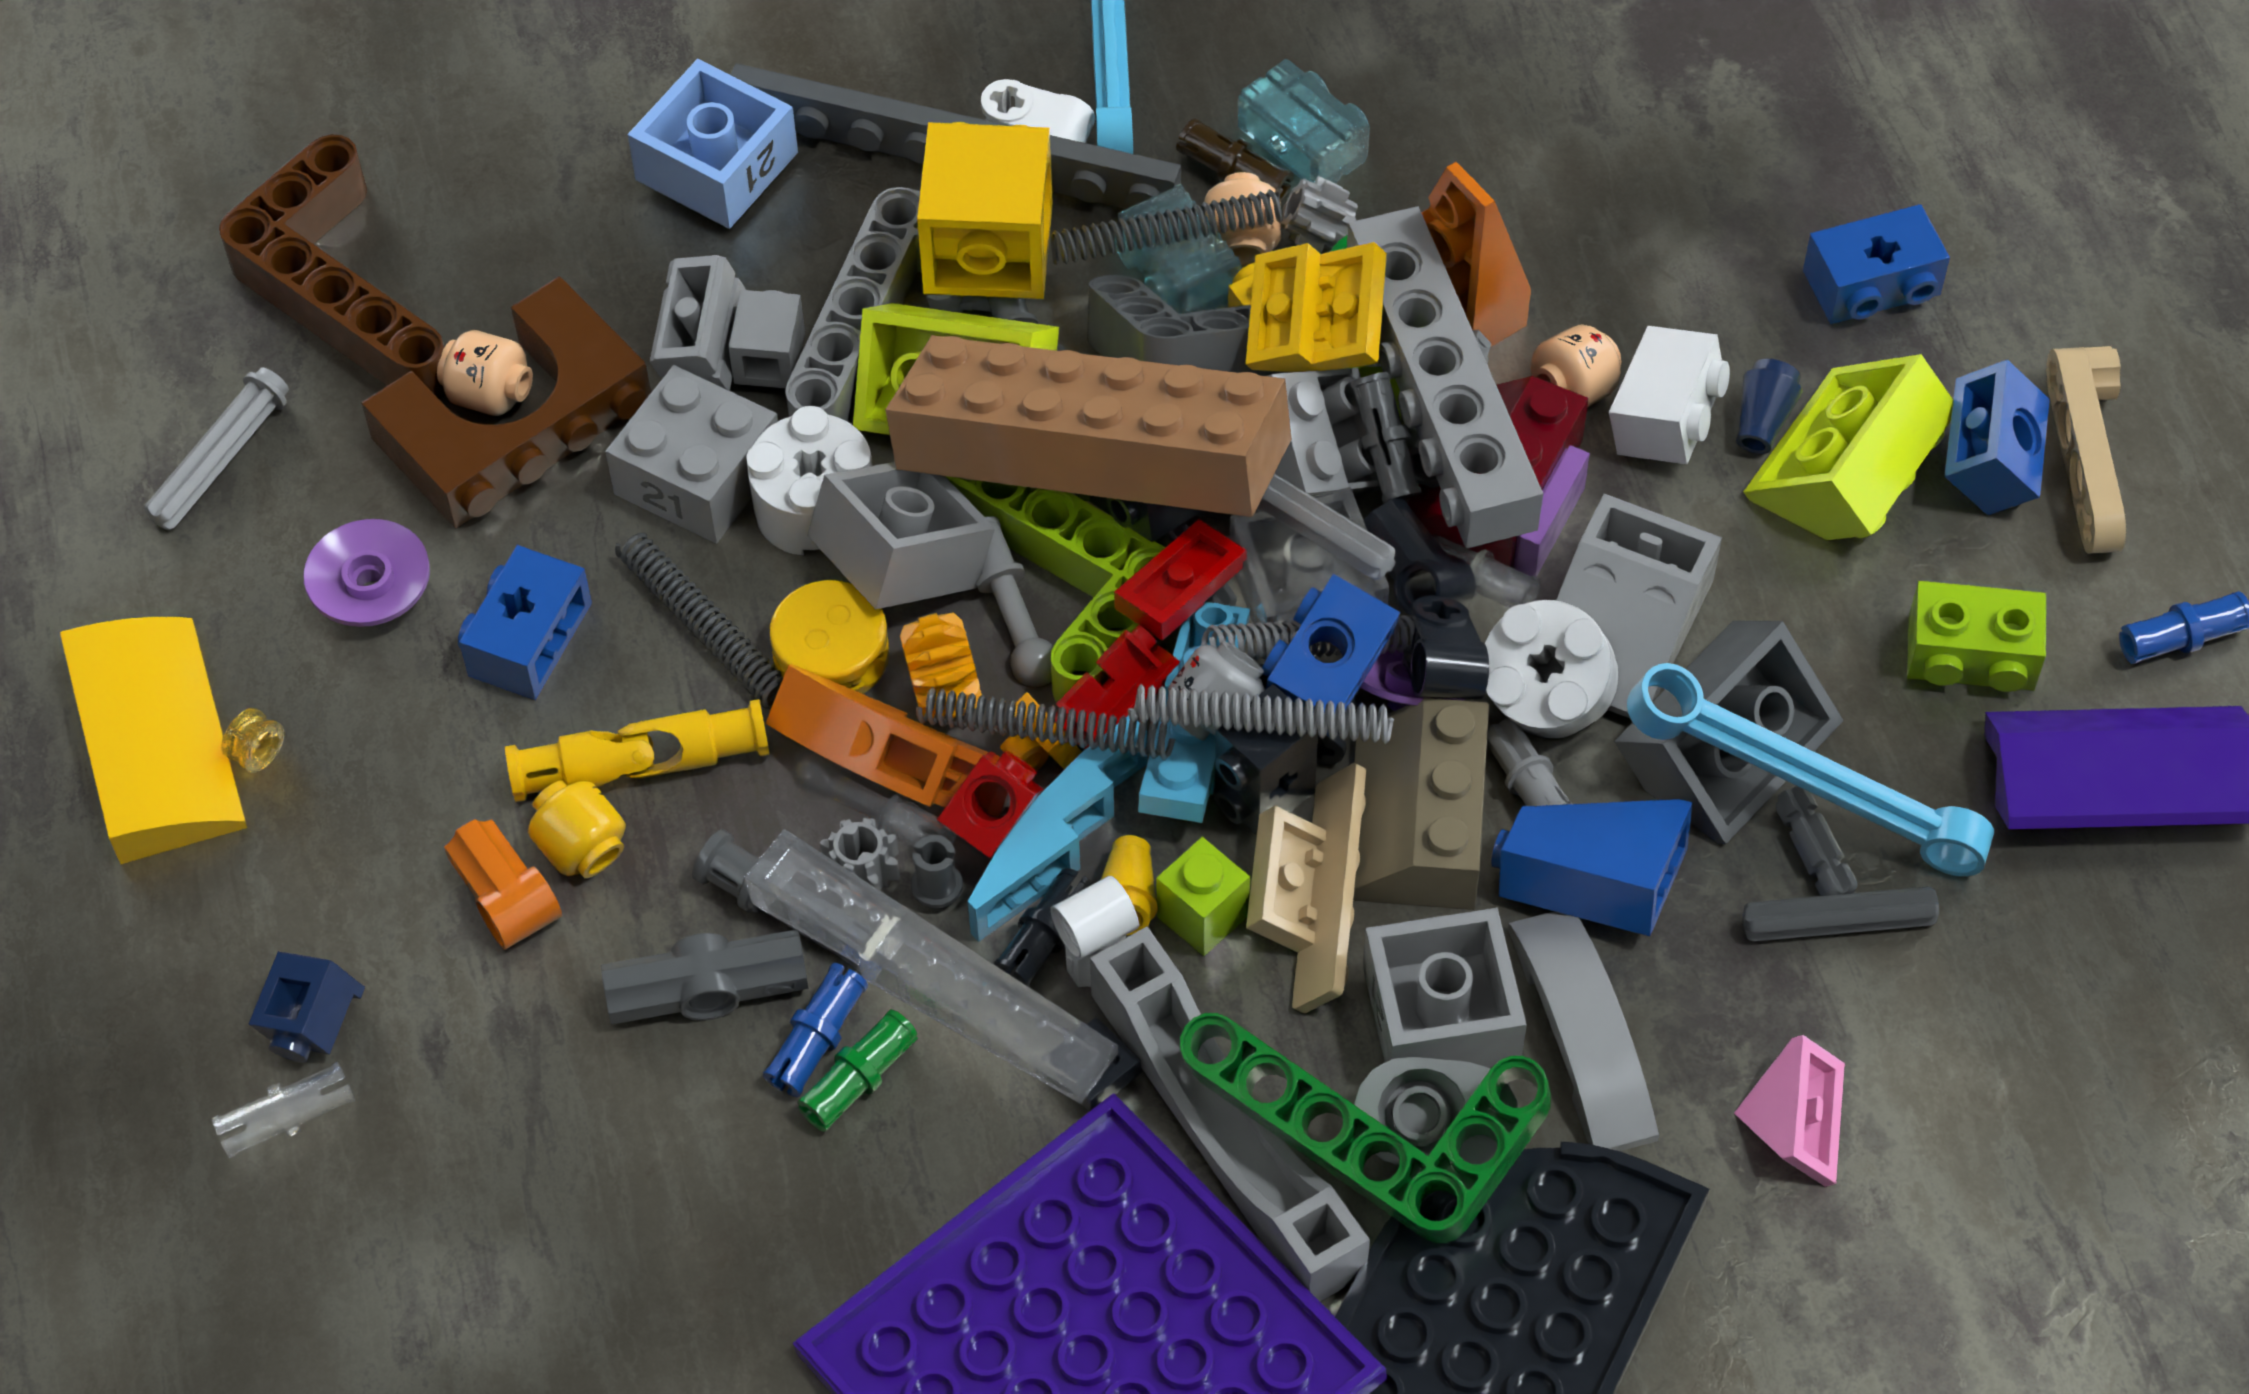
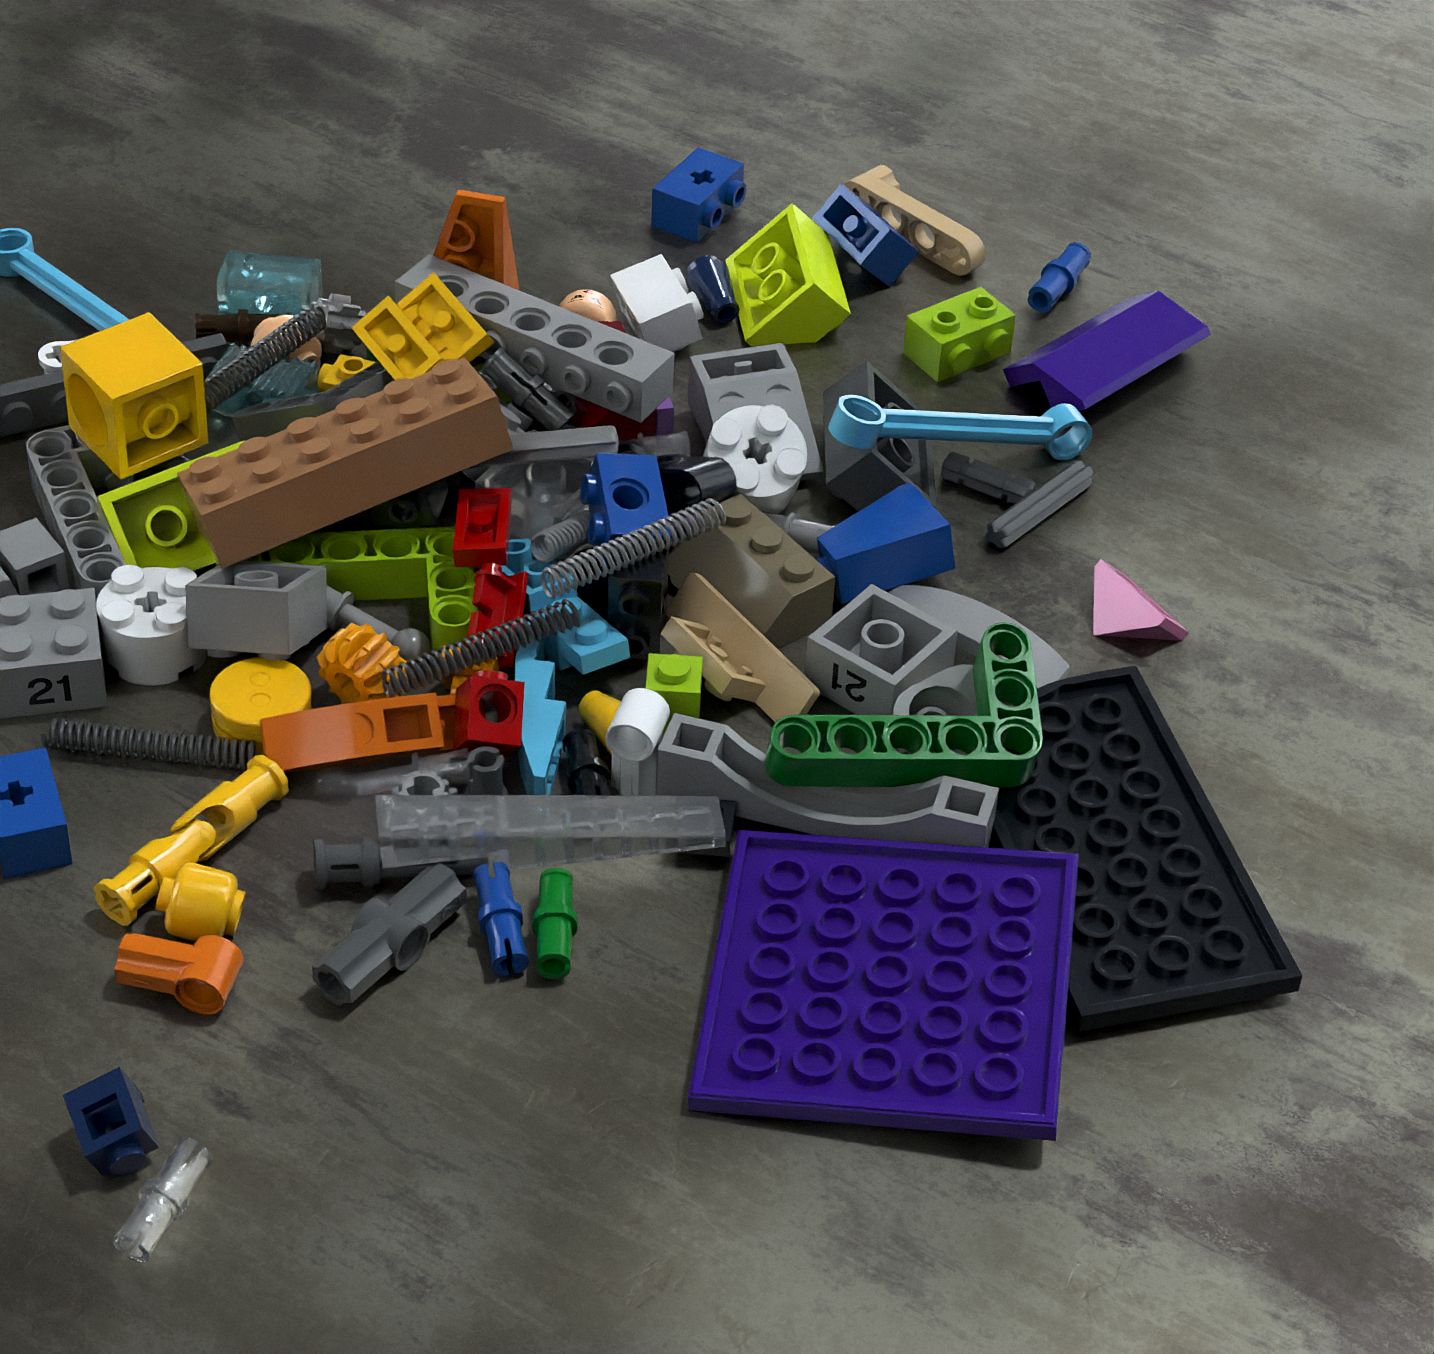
camera: 45 degrees left, 15 degrees down
(1219, 670) = (572, 542): light grey head -> none

